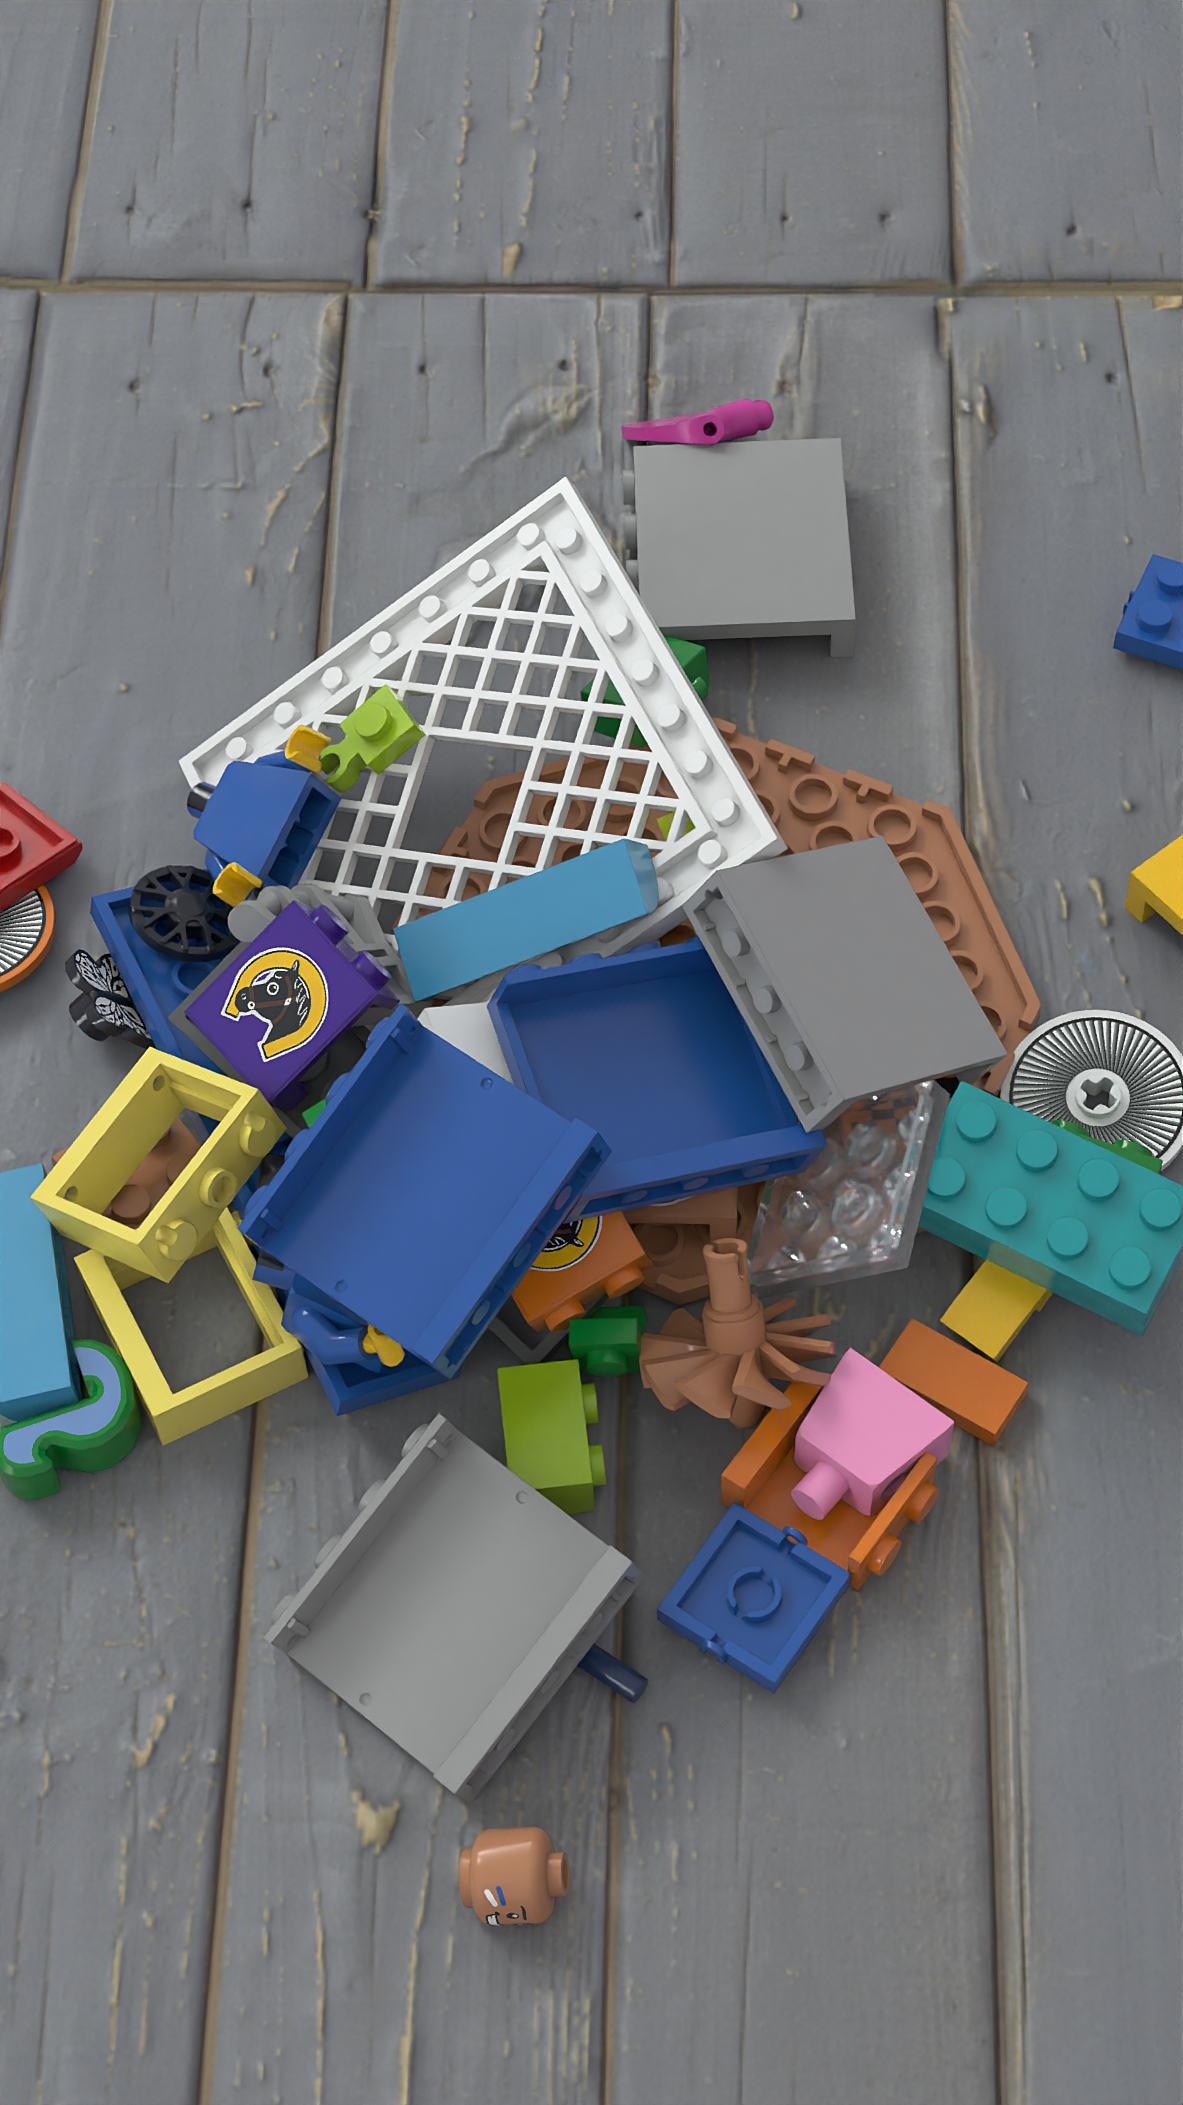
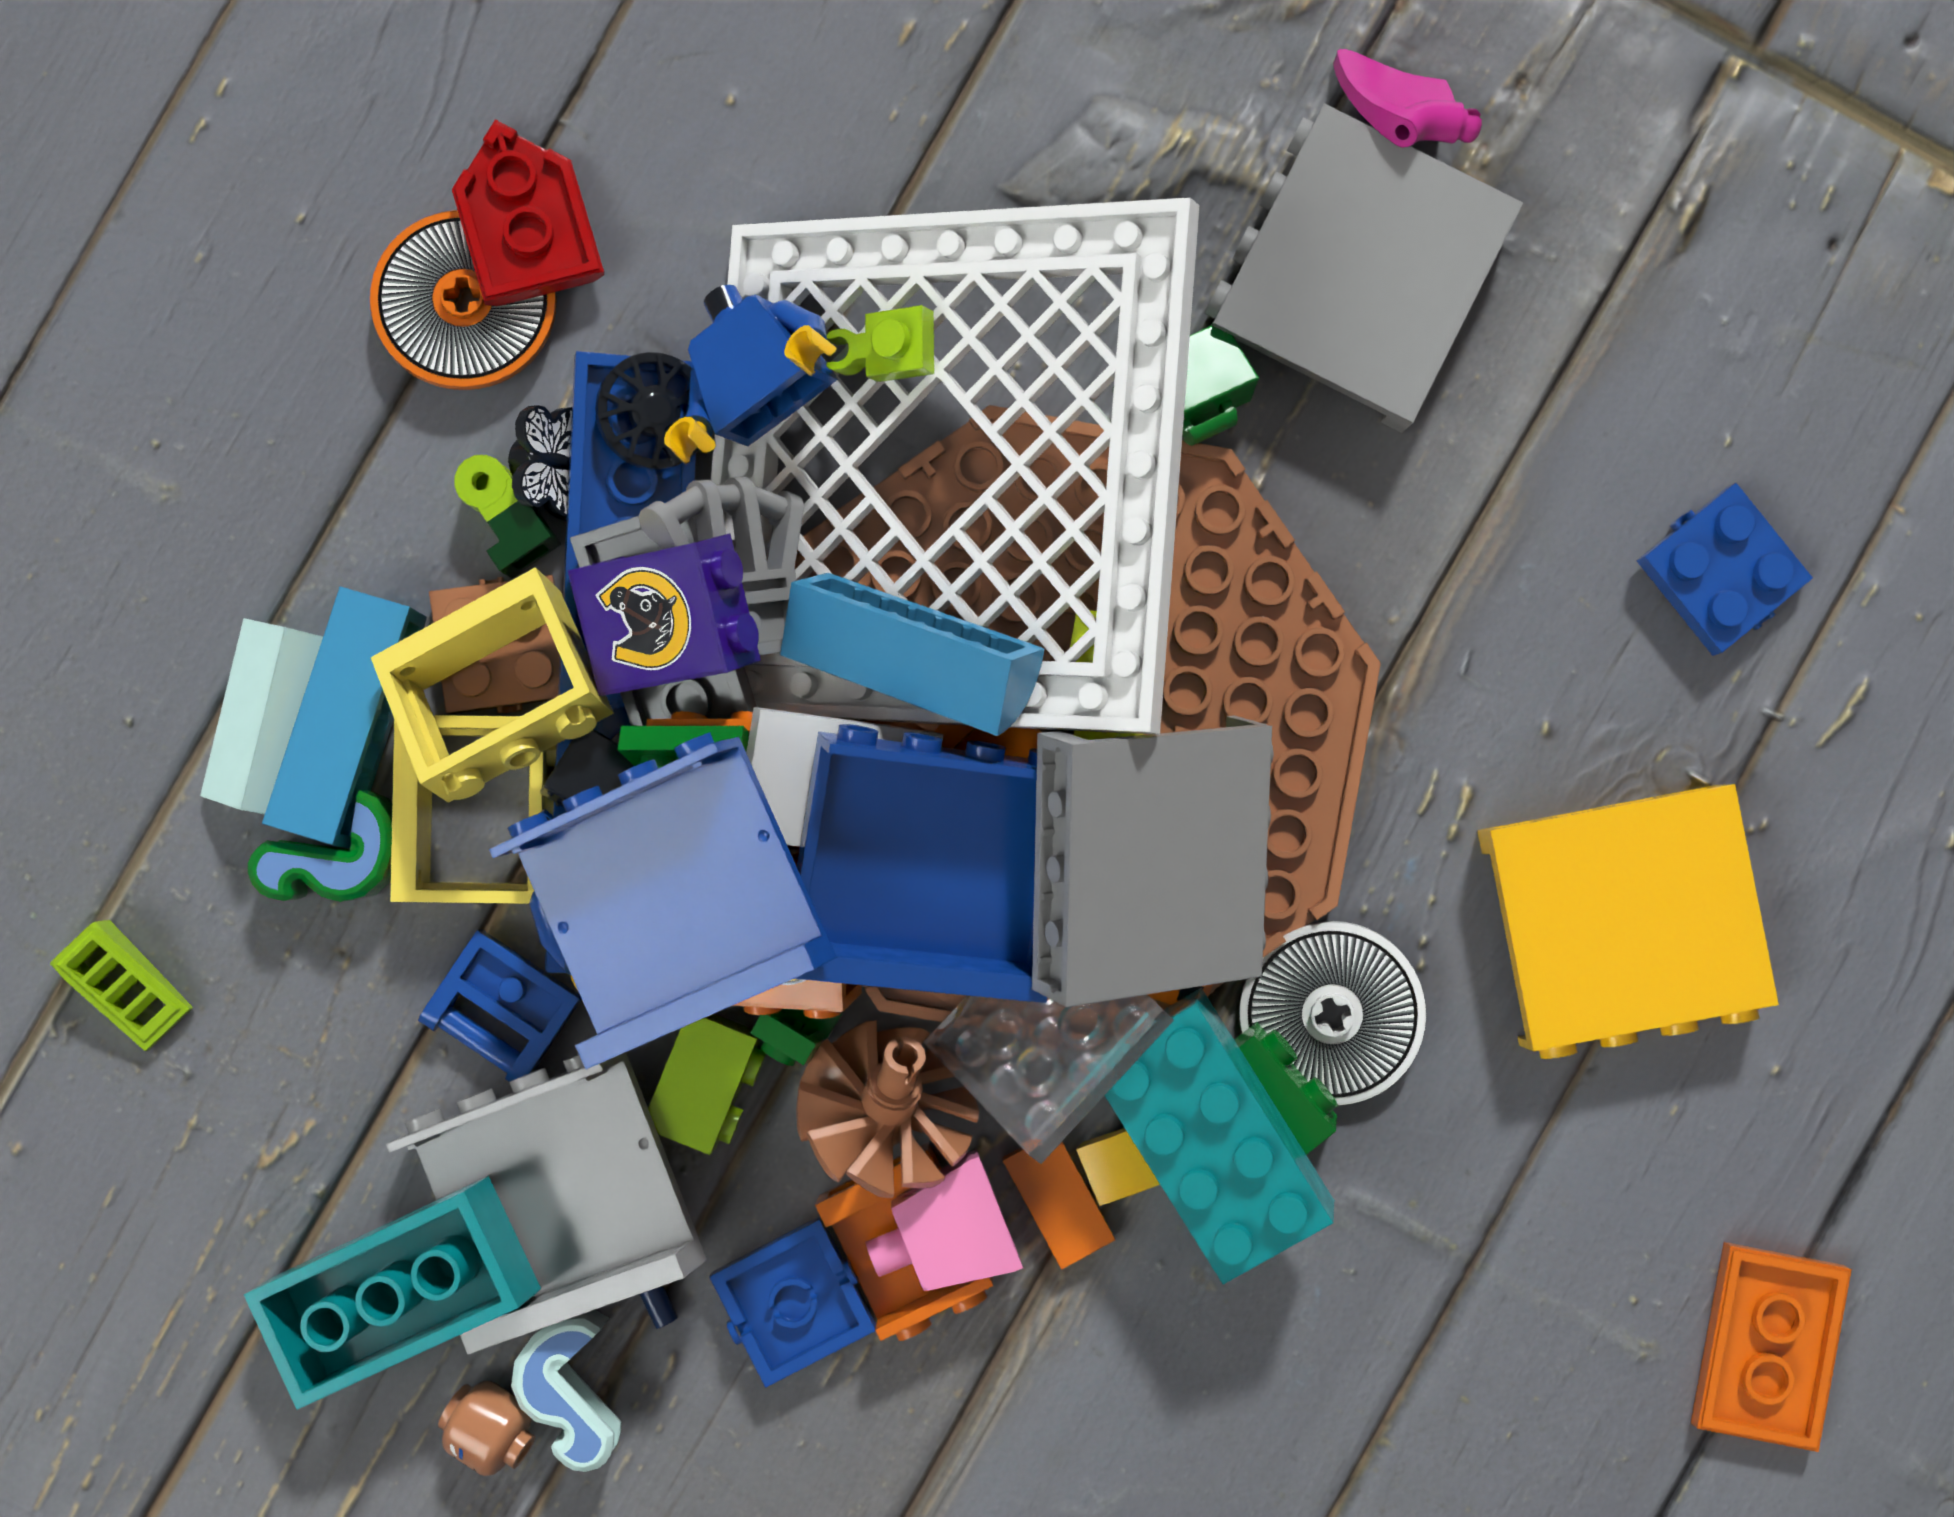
camera: 25 degrees right, 30 degrees up
(81, 1058) = (520, 529): none -> leg
(308, 1460) = (512, 993): none -> blue plate
(343, 1770) = (393, 1293): none -> teal brick
(572, 1804) = (560, 1398): none -> light aqua animal

